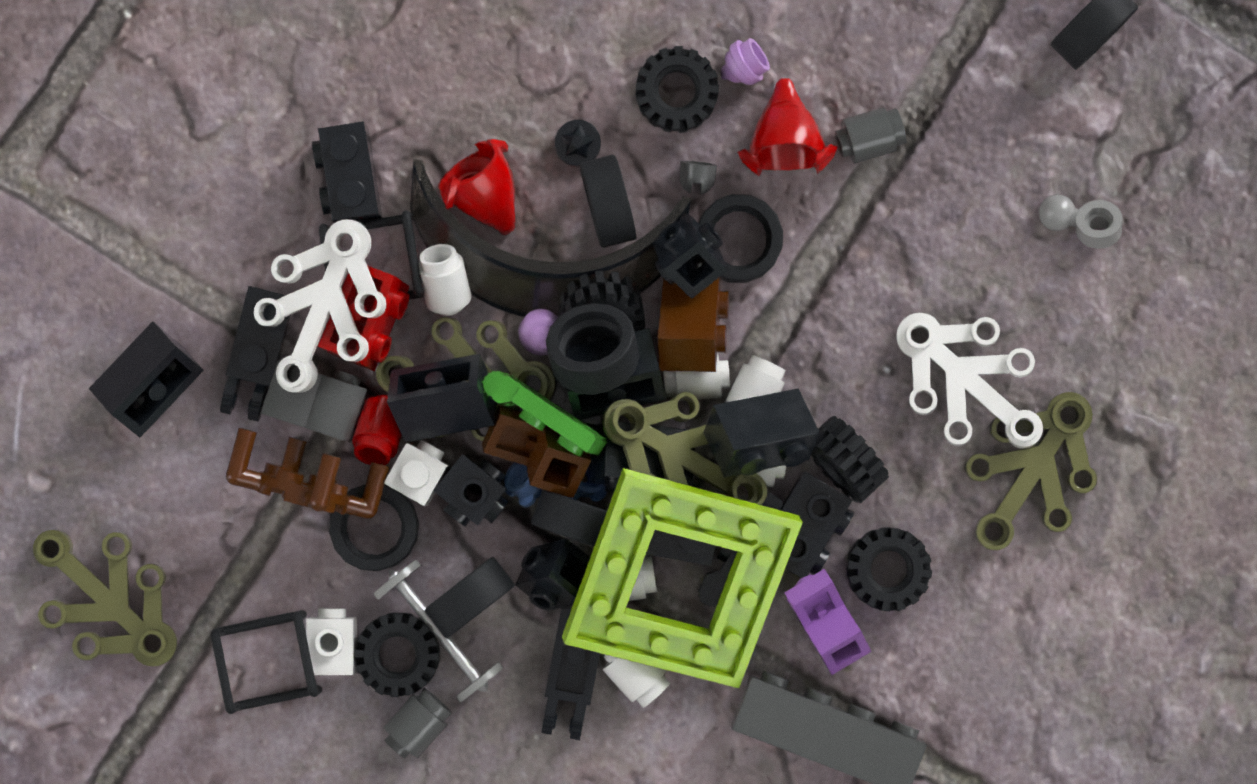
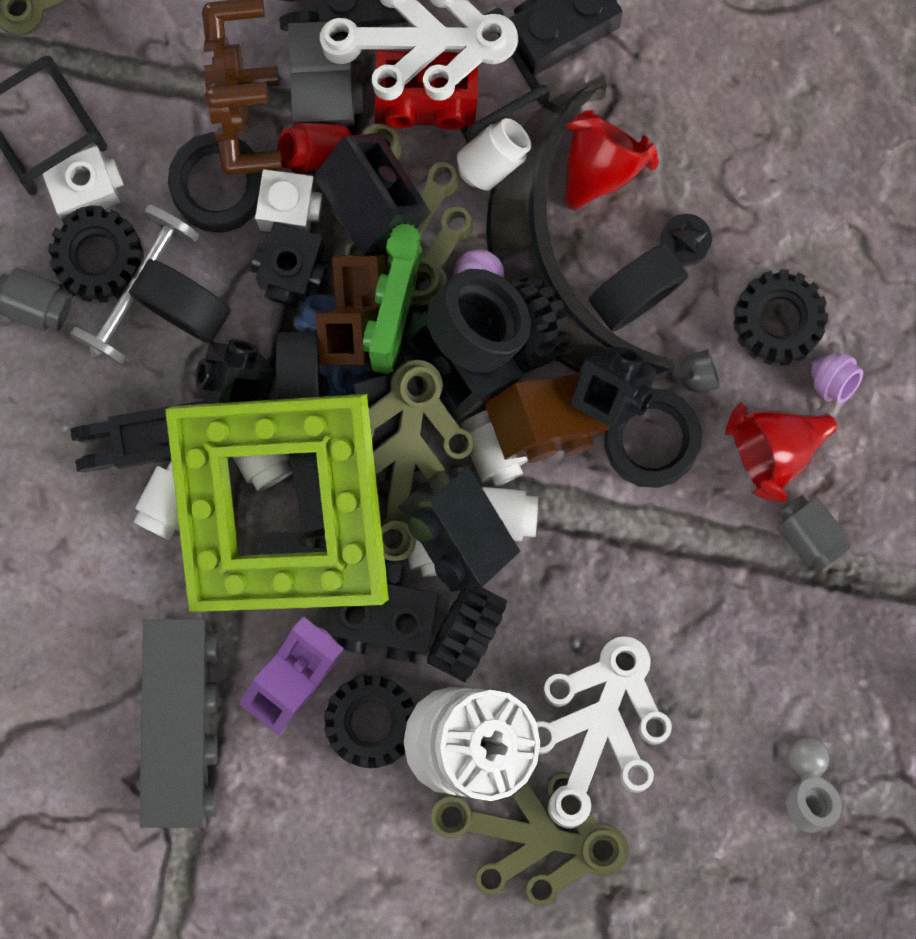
camera: 75 degrees right, 5 degrees down
(928, 507) = (446, 738): none -> white wheel

